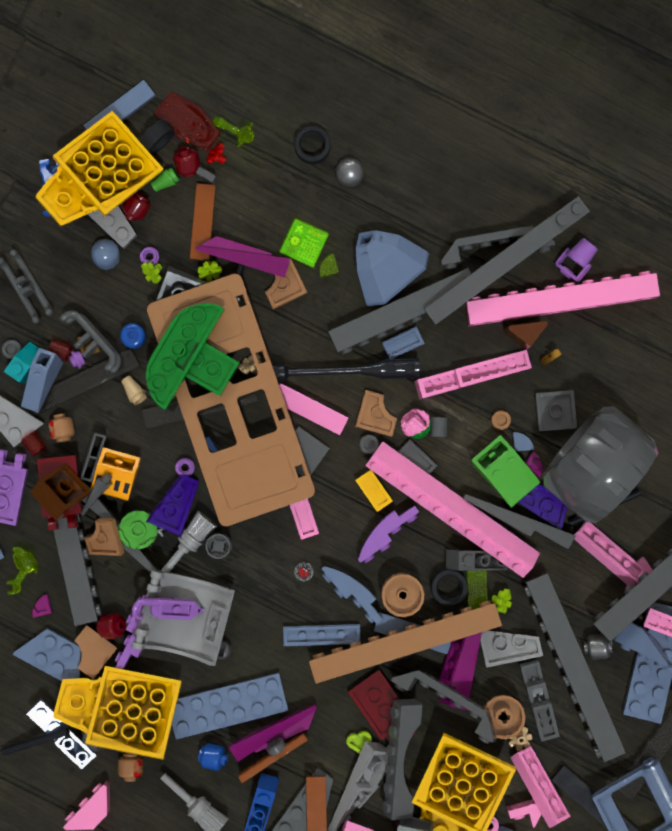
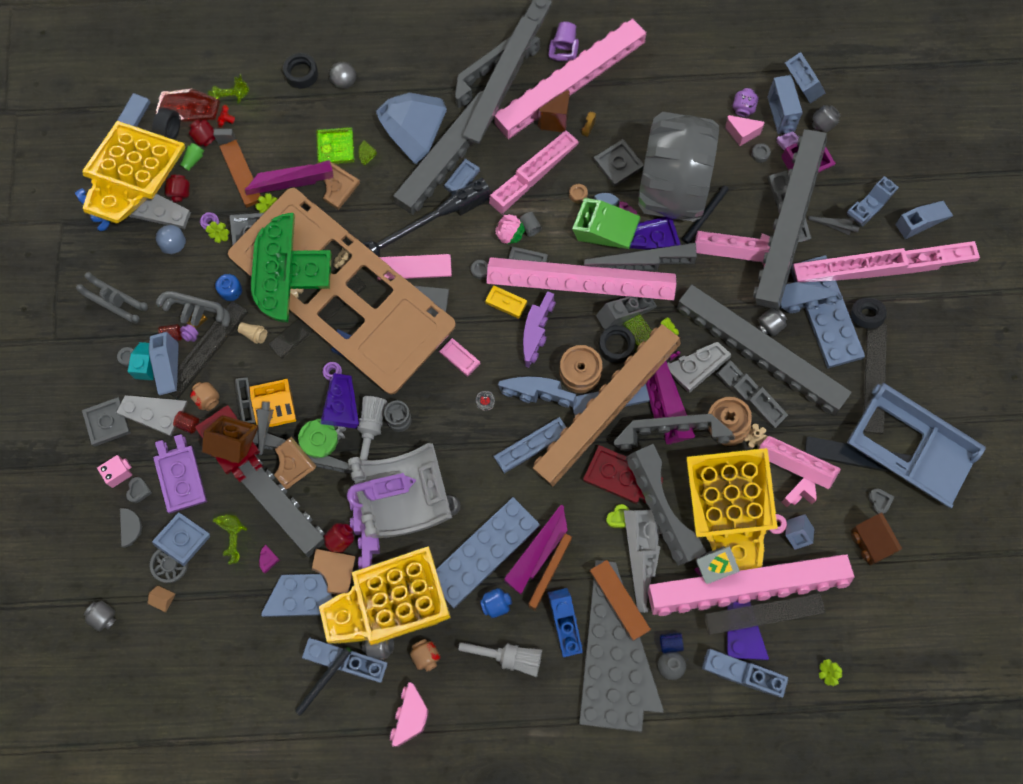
camera: 25 degrees left, 15 degrees down
(275, 746) = (547, 558): dark grey tile -> none
(374, 415) = (472, 245): medium nougat tile -> none

